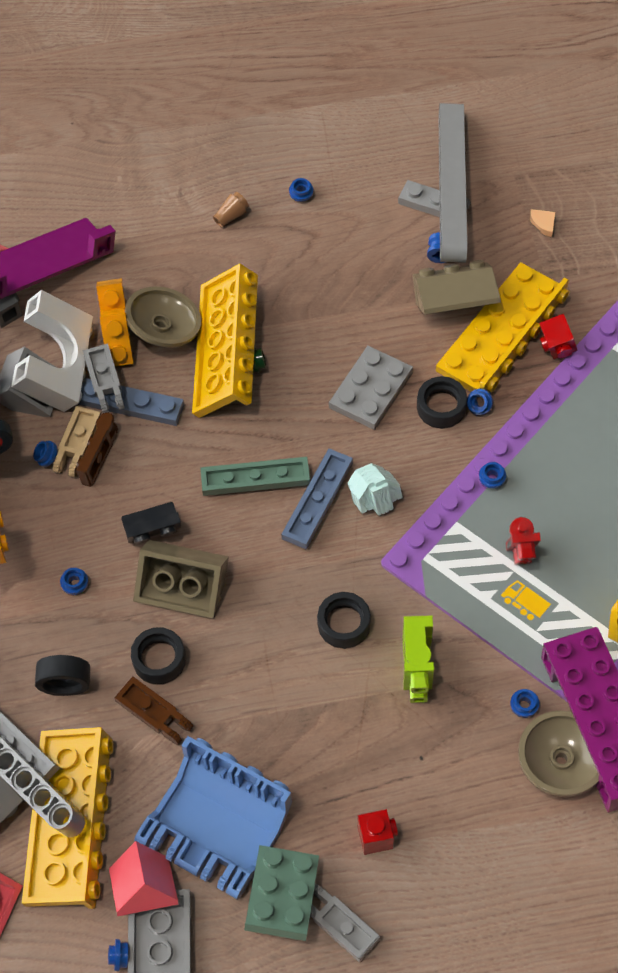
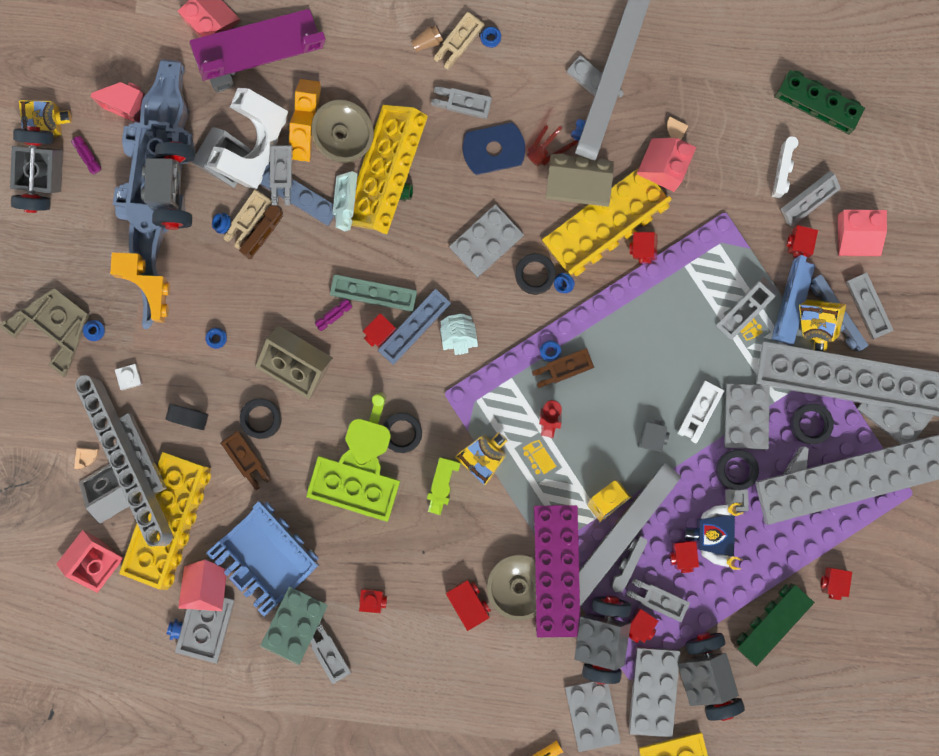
camera: 15 degrees right, 25 degrees up
(151, 522) = (284, 310): black bracket -> none
(188, 385) = (344, 200): none -> light aqua hinge
(213, 514) = (333, 314): none -> magenta axle
(267, 201) = (460, 39): none -> tan hinge
(276, 510) = (378, 331): none -> red brick
(291, 257) = (463, 102): none -> light grey hinge
(306, 694) = (350, 481): none -> lime plate
(334, 312) = (507, 136): none -> dark blue piece
(397, 283) = (538, 153): none -> clear red plant
(458, 613) = (483, 457): none -> torso
(504, 799) = (468, 605): none -> red brick
(517, 488) = (565, 367): none -> reddish brown hinge
(528, 696) = (508, 544): blue plate -> none
(547, 248) = (666, 162): none -> coral slope

